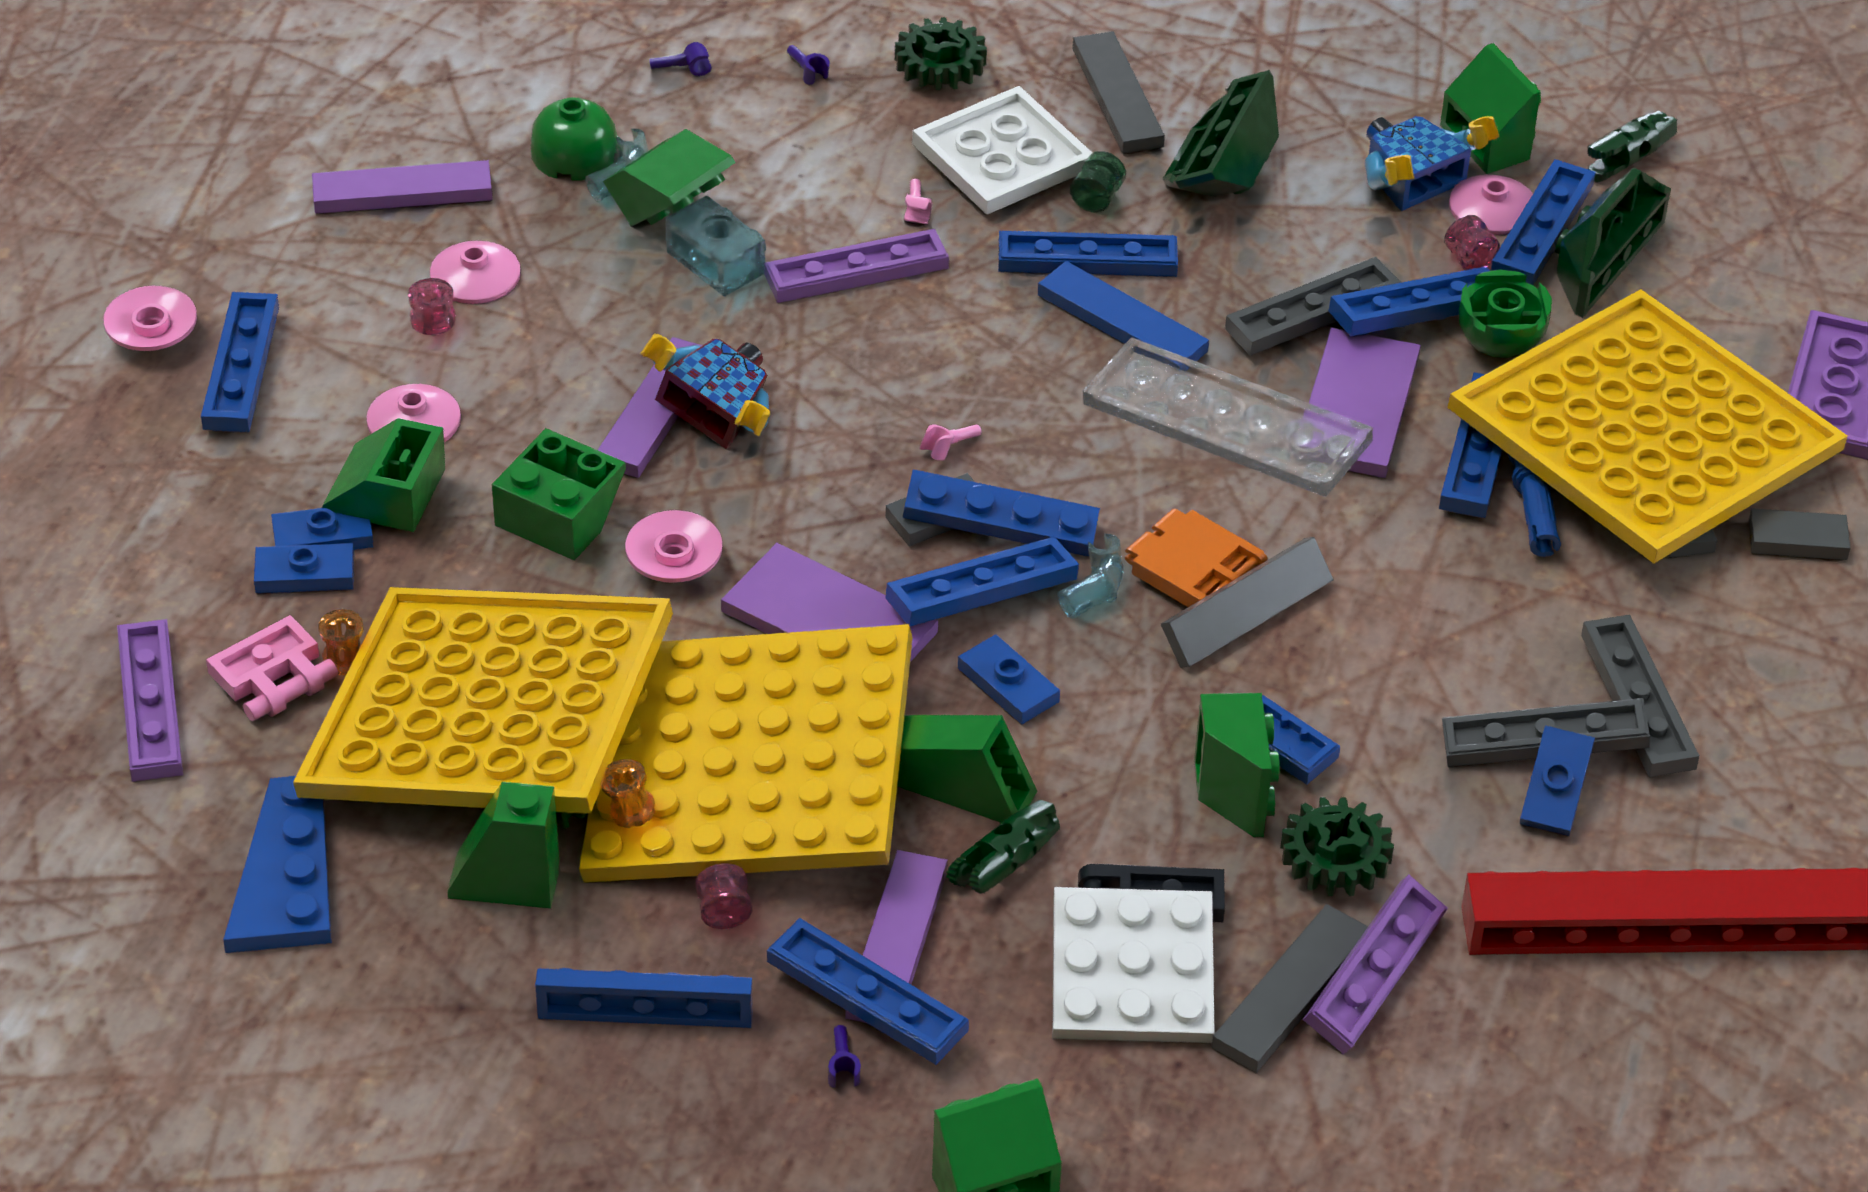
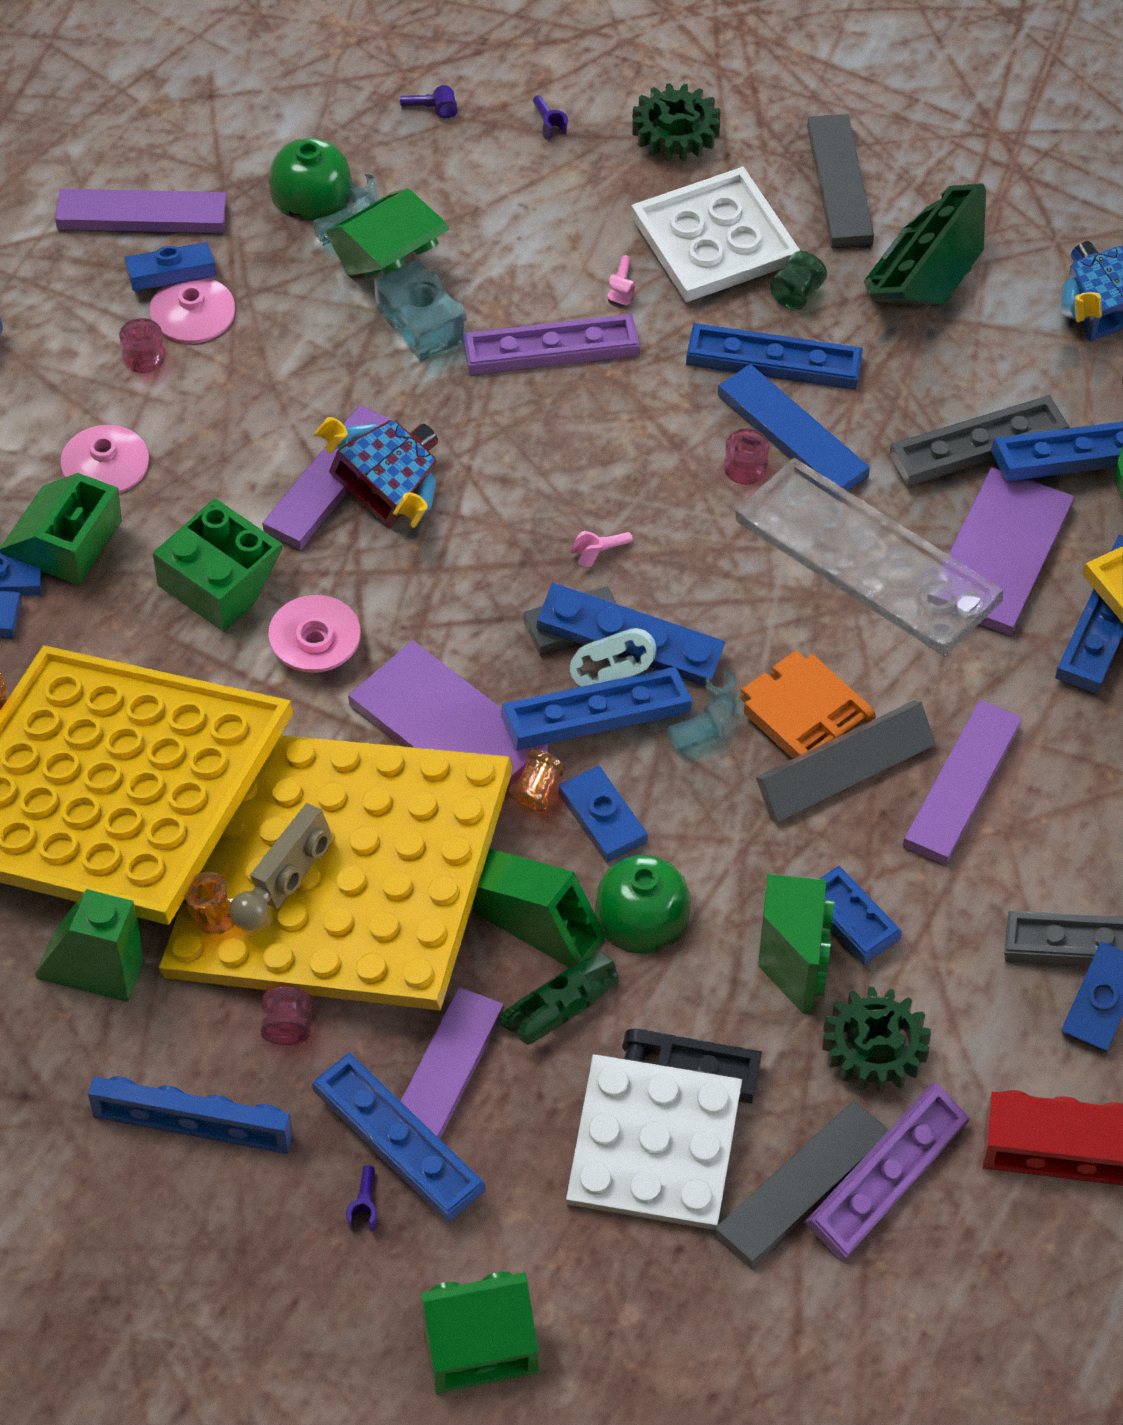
camera: 10 degrees right, 10 degrees up
(444, 232) = (170, 266): none -> blue plate
(696, 750) = (282, 868): none -> dark tan plate
(935, 653) = (536, 780): none -> clear orange bush
(985, 522) = (609, 648): none -> light aqua beam
(1070, 752) = (643, 904): none -> green cylinder
(1081, 343) = (738, 464): none -> clear pink wheel
(1368, 611) = (962, 782): none -> medium lavender tile

